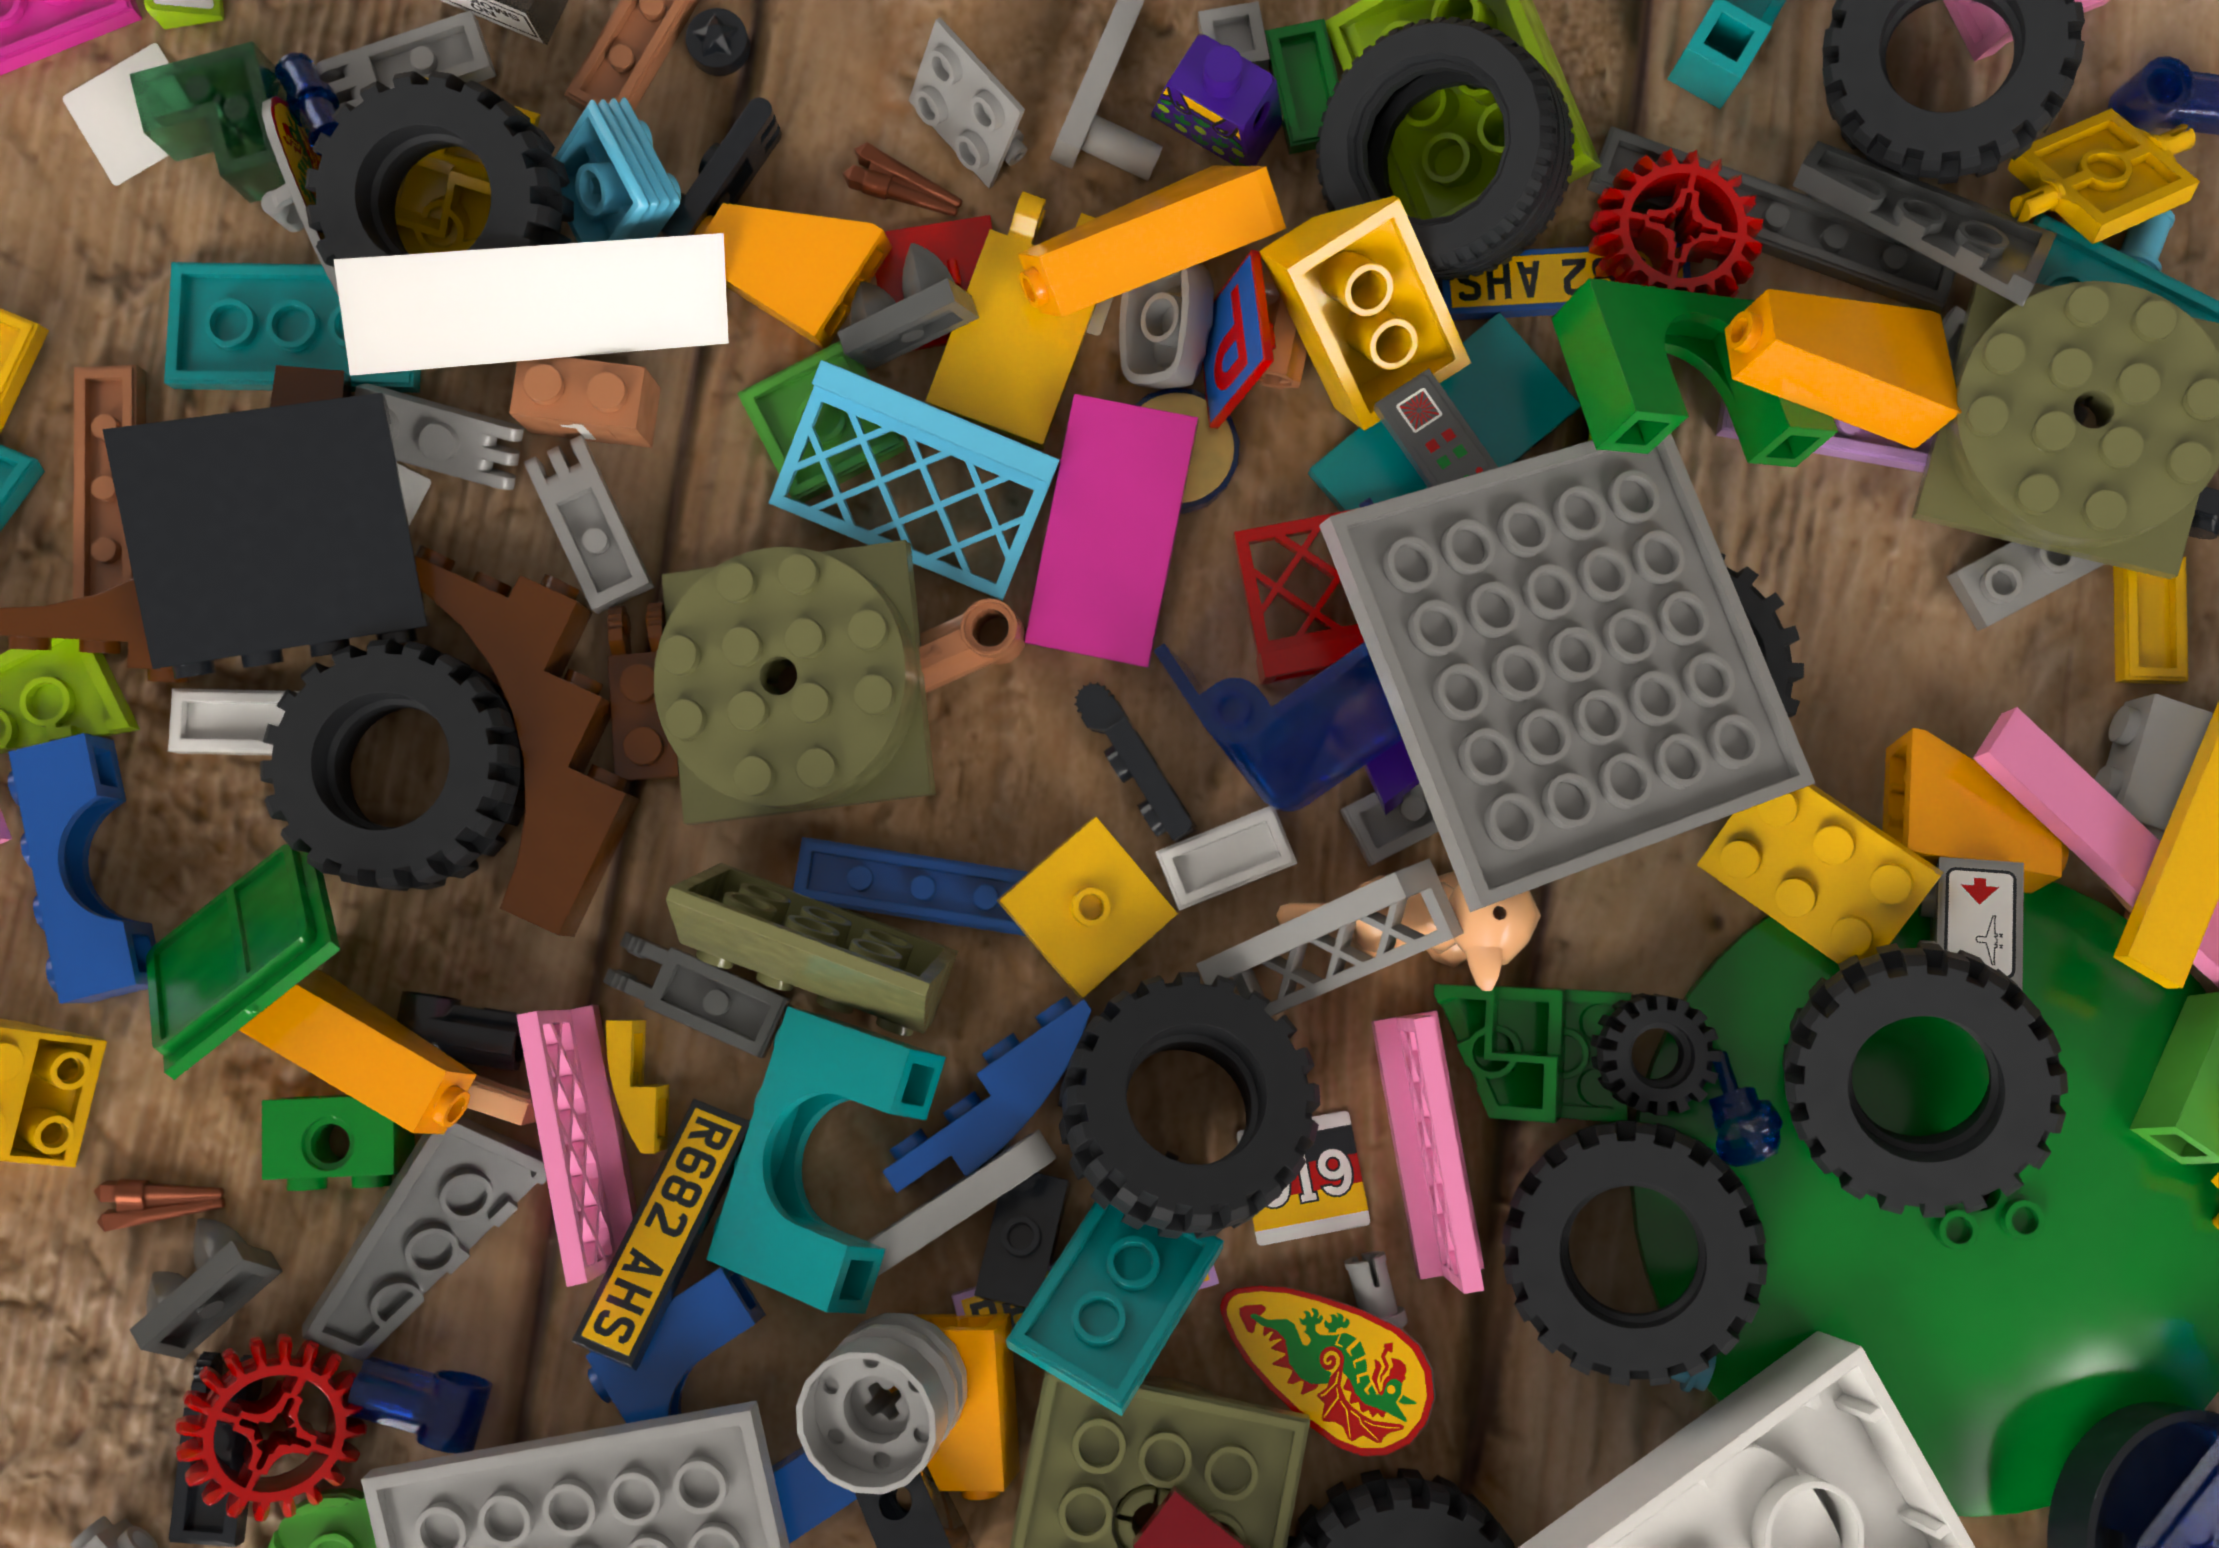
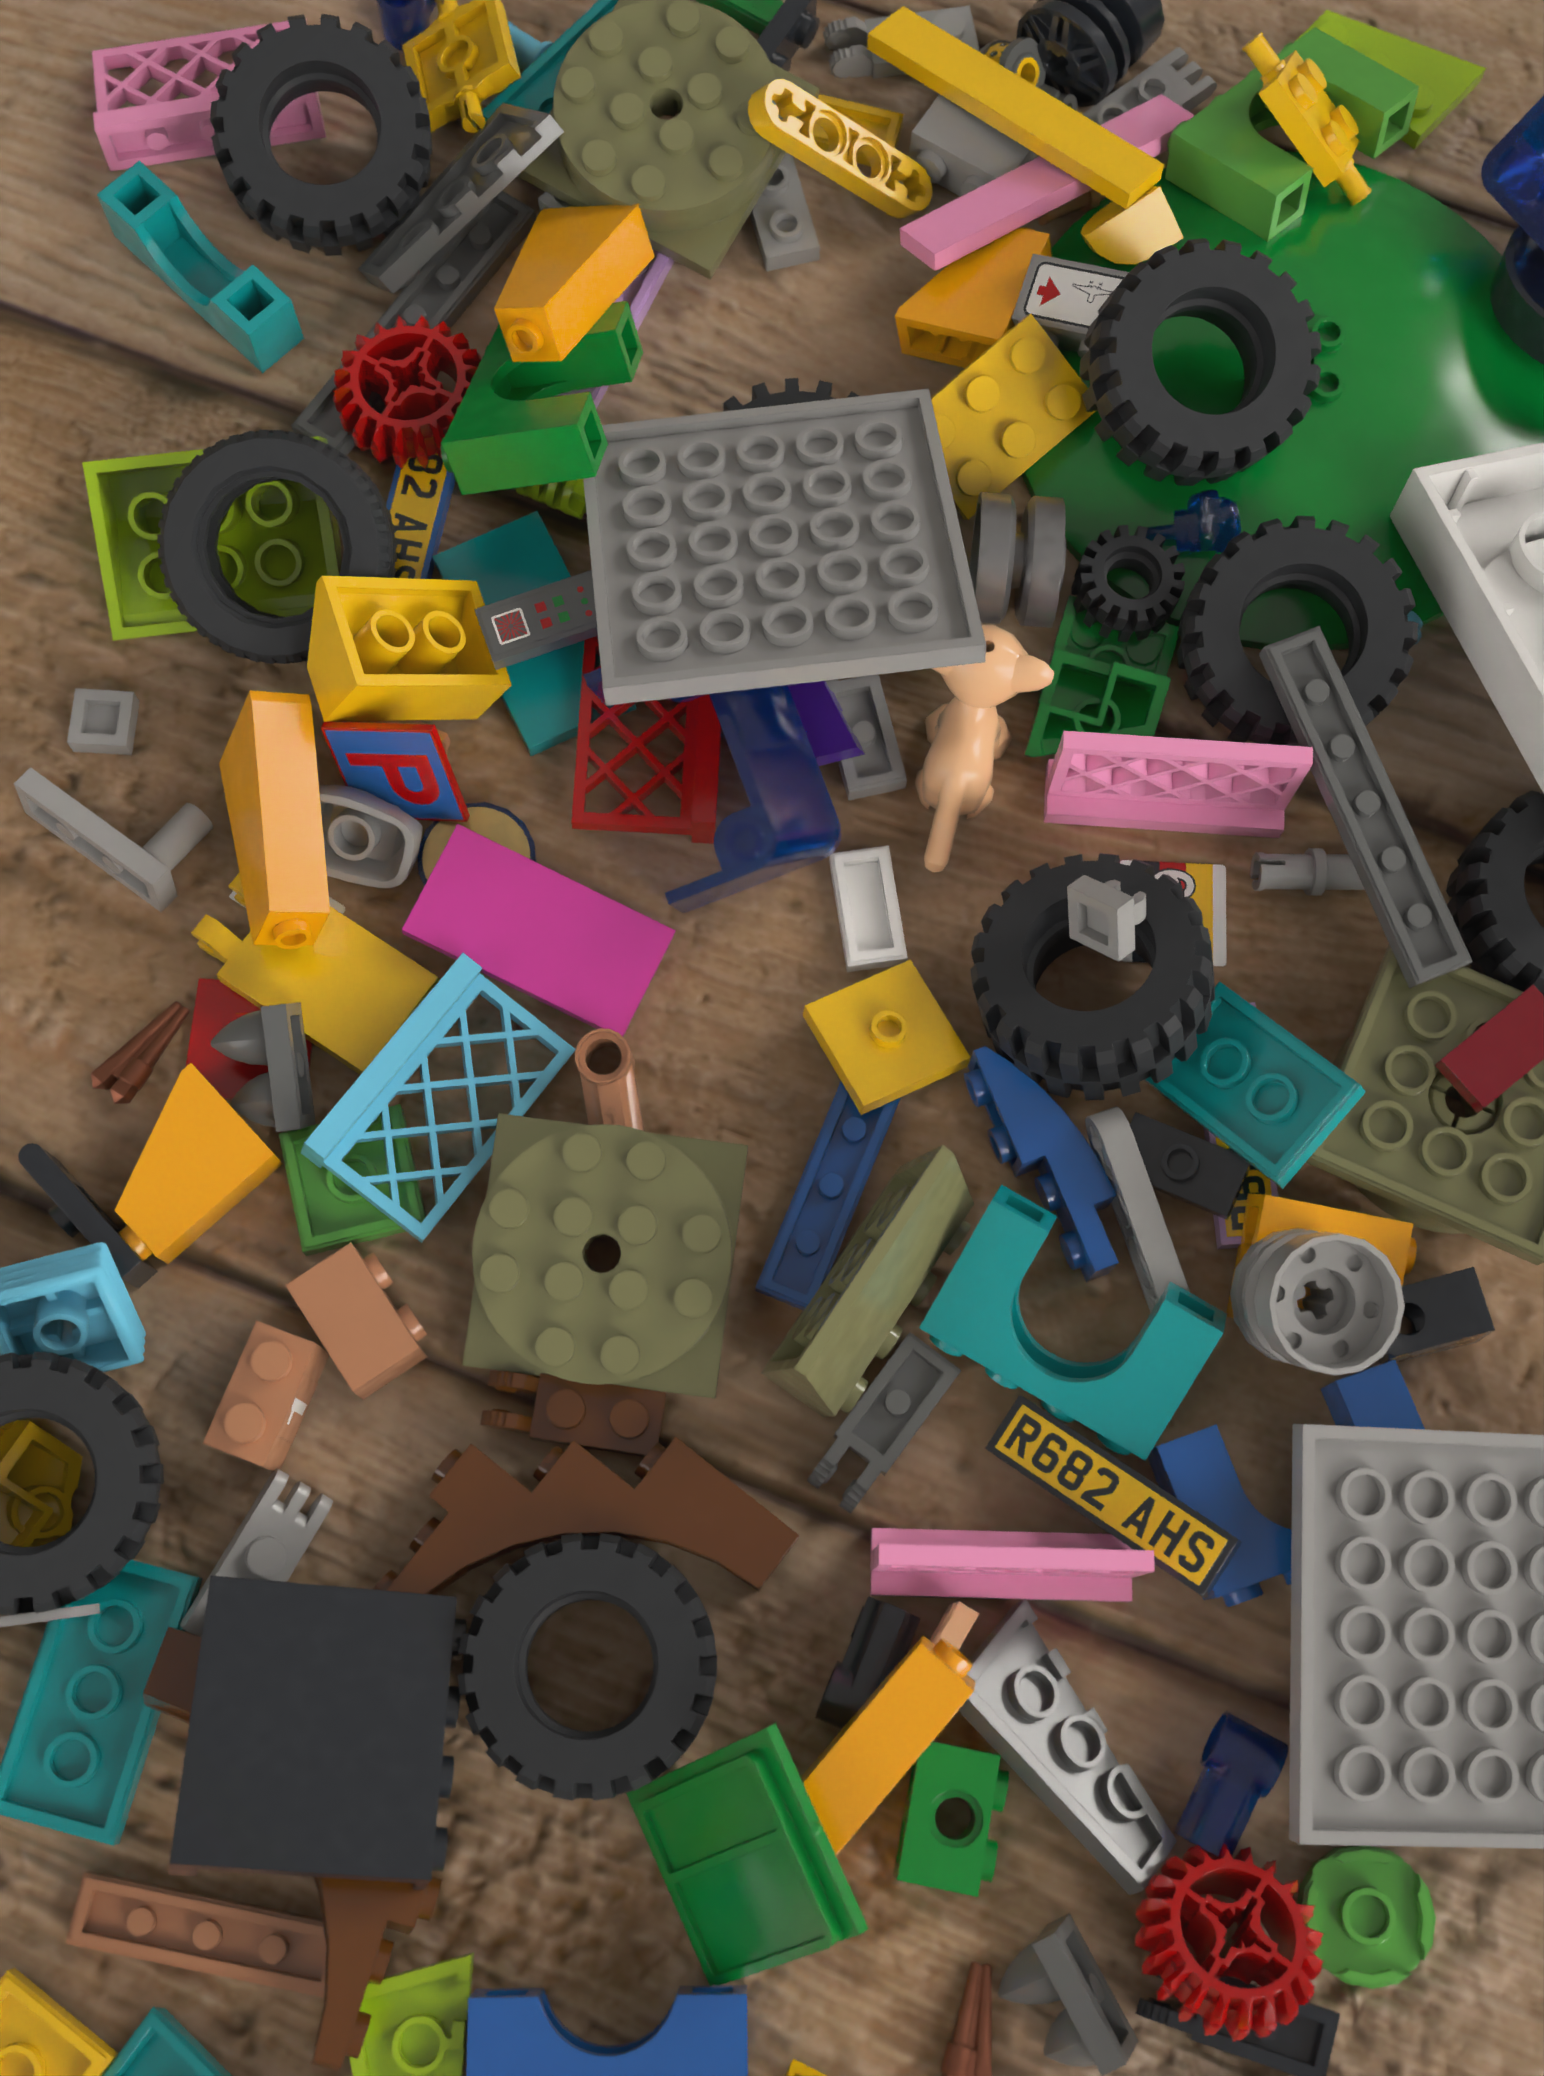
camera: 80 degrees left, 10 degrees down
(222, 721) = (492, 1845): white tile -> none
(532, 302) = (162, 1409): white sticker -> none
(590, 527) = (394, 1426): light grey hinge -> none
(640, 1104) = (978, 1497): yellow slope -> none
(680, 463) = (358, 1320): none -> nougat brick
(967, 105) = (90, 961): light grey hinge -> none
(1133, 759) = (758, 961): black hinge -> none
(1218, 99) = (160, 740): dark purple torso -> none
(1227, 1100) = (1104, 916): none -> light grey tile
(1305, 79) = (169, 669): green tile -> none
(1337, 1363) = (1324, 935): shield -> none
(1342, 915) = (955, 803): light grey fence -> none
(1440, 1359) = (1365, 808): none -> dark grey tile
(1648, 926) = (1021, 560): none -> flat silver wheel
(2090, 974) = (1132, 233): none -> yellow brick
(2111, 619) = (844, 138): none -> yellow beam

